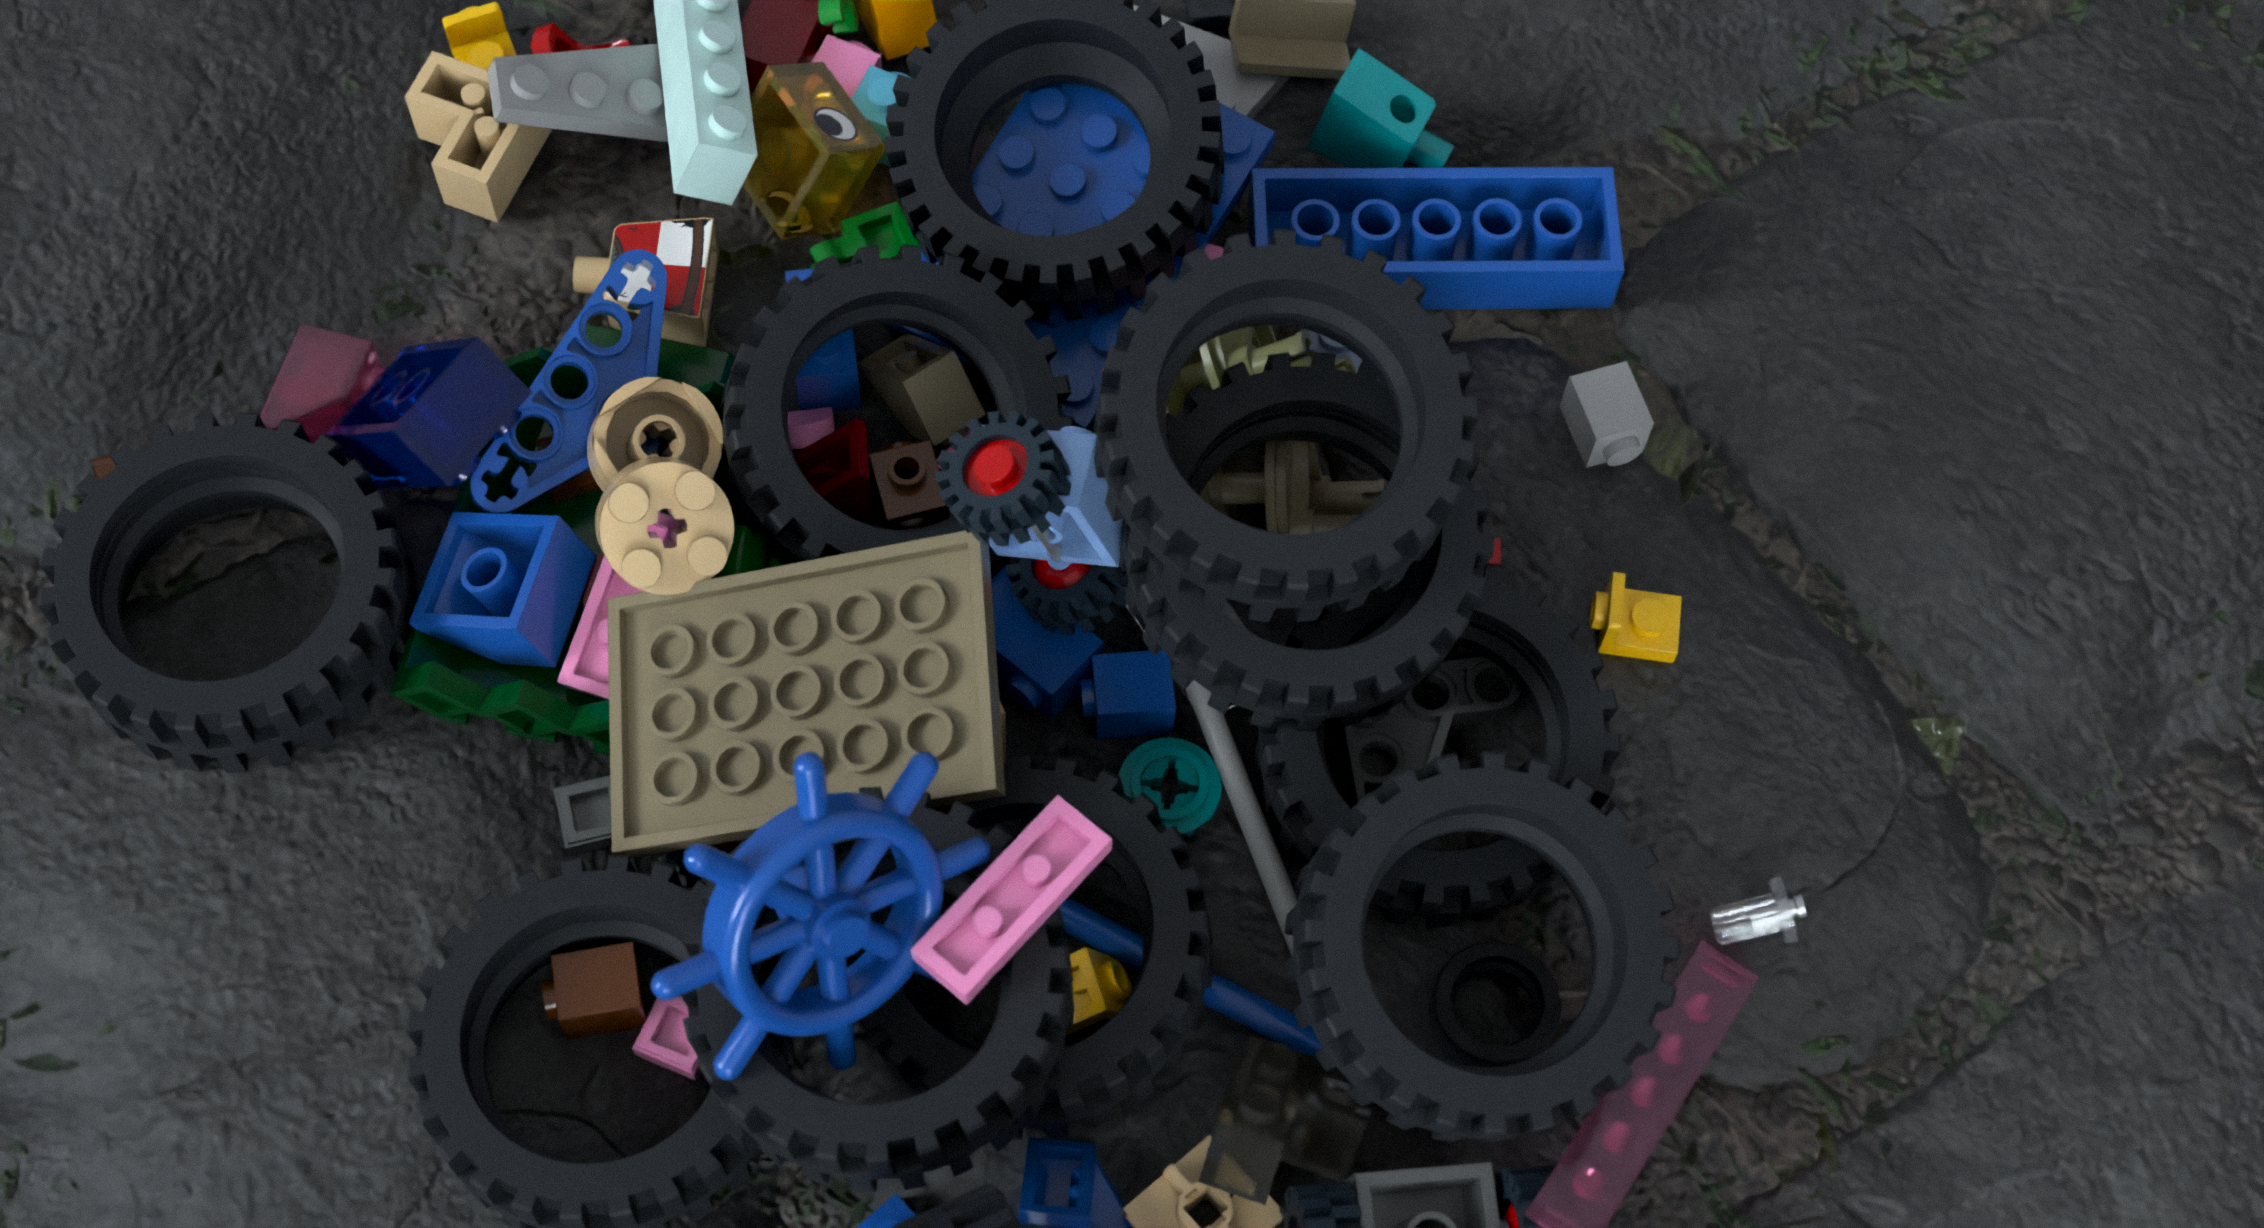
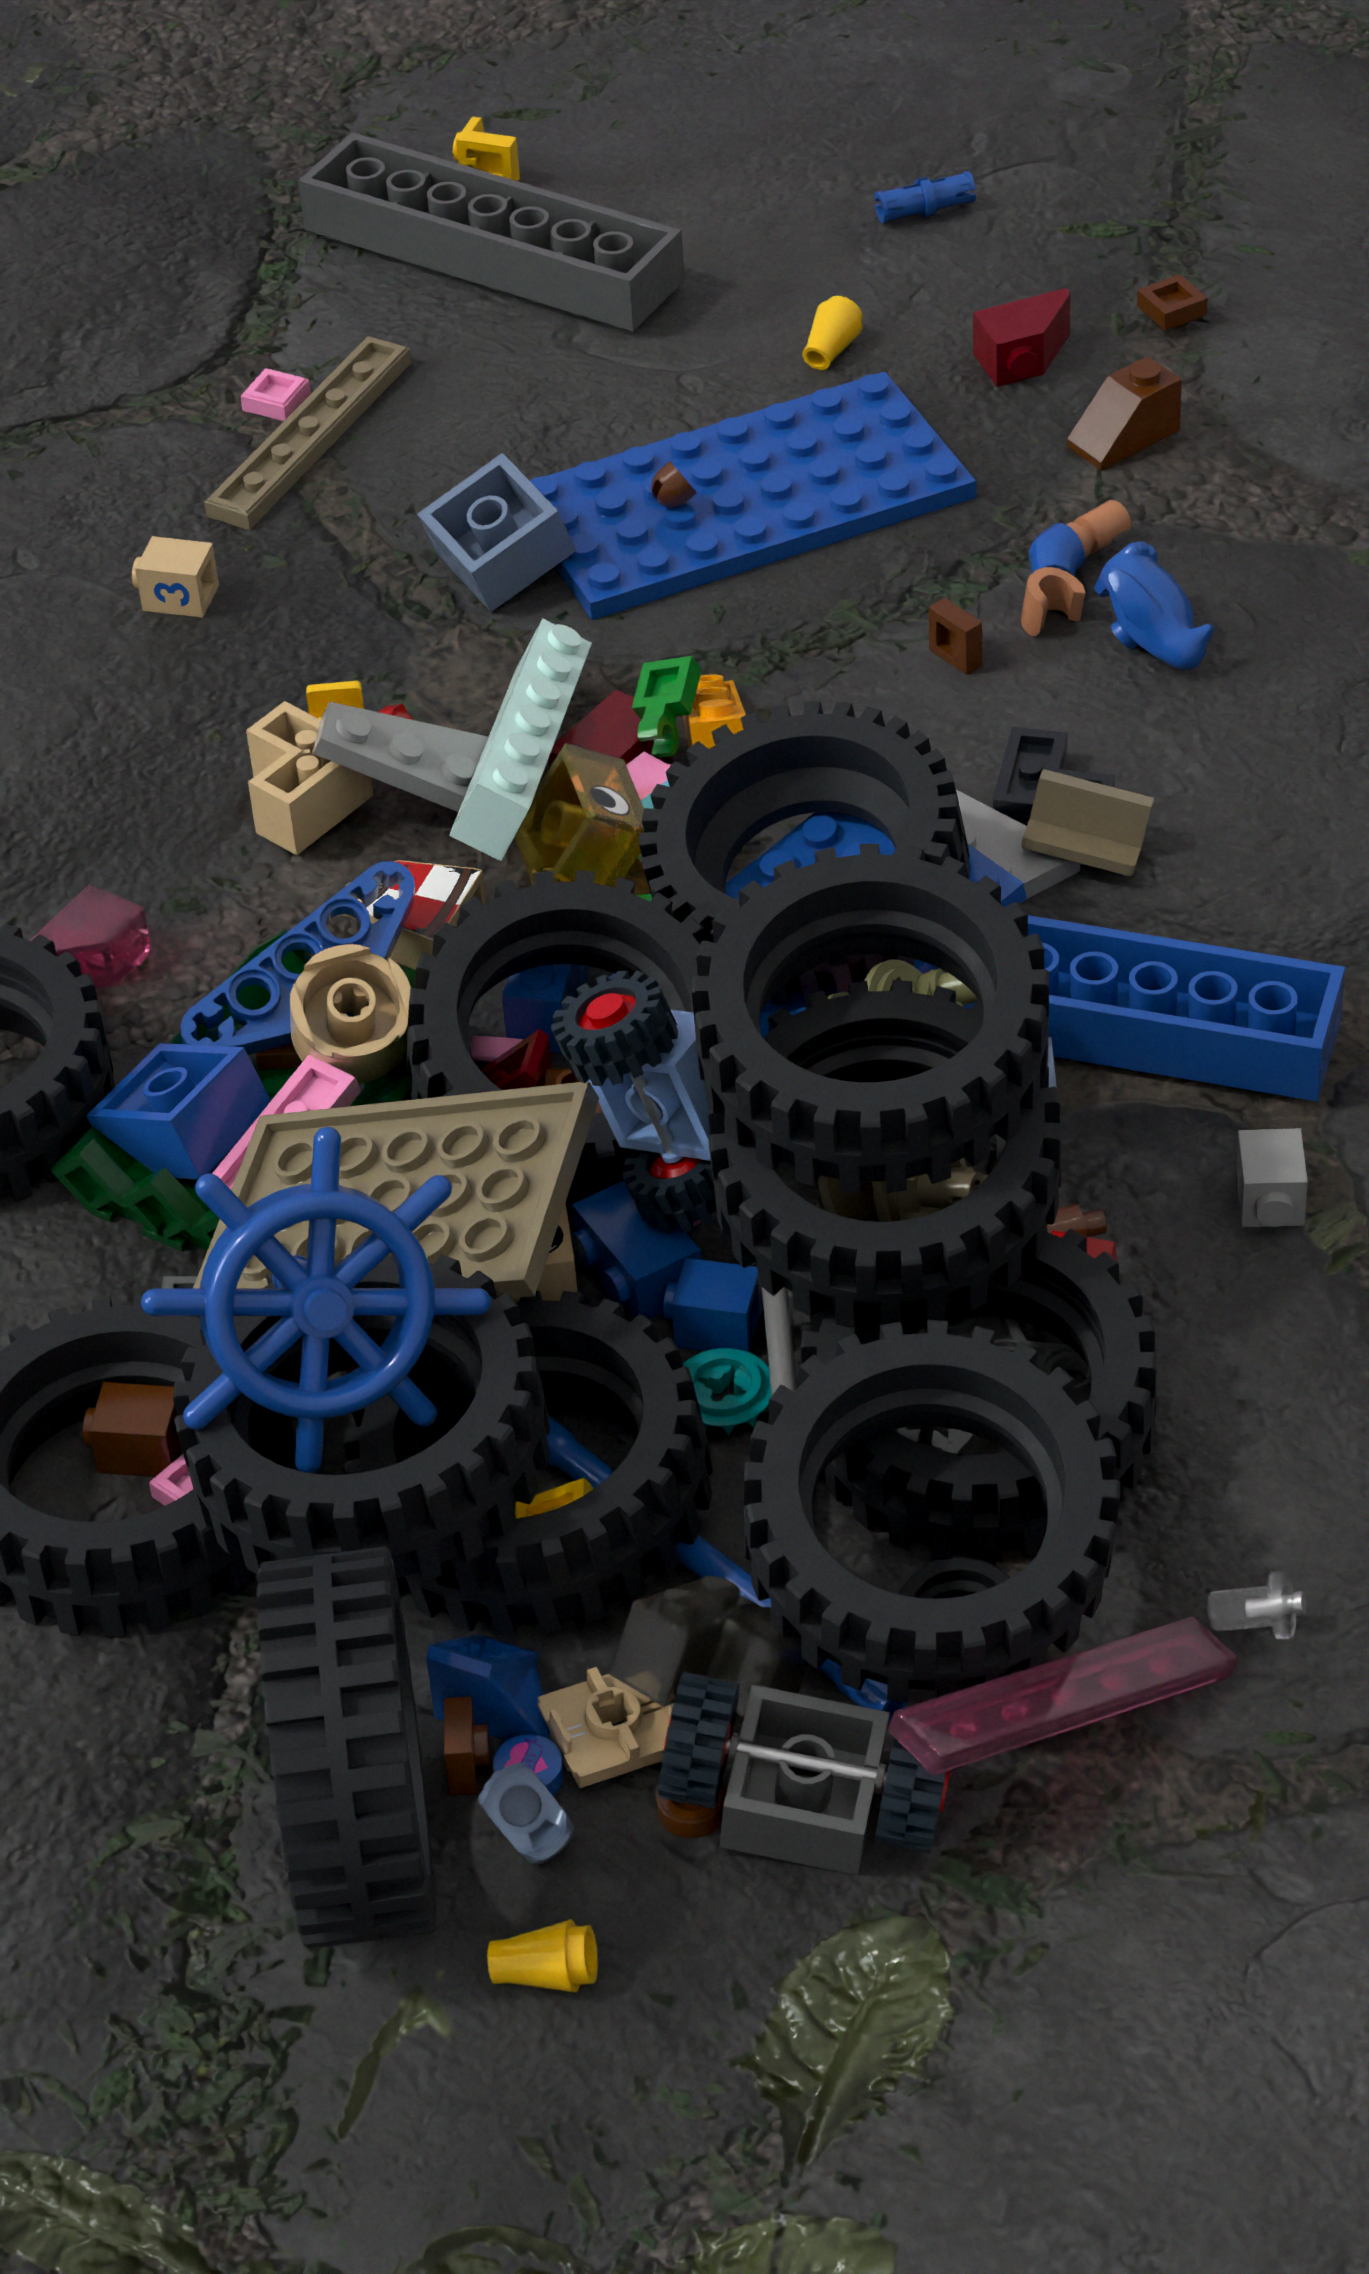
camera: 25 degrees right, 20 degrees down
(431, 414) = (169, 959): clear blue brick -> none
(695, 548) = (320, 1025): tan brick -> none
(1011, 899) = (491, 1342): bright pink hinge -> none
(1378, 120) = (1134, 891): teal torso -> none
(1636, 621) = (1233, 1351): yellow bracket -> none

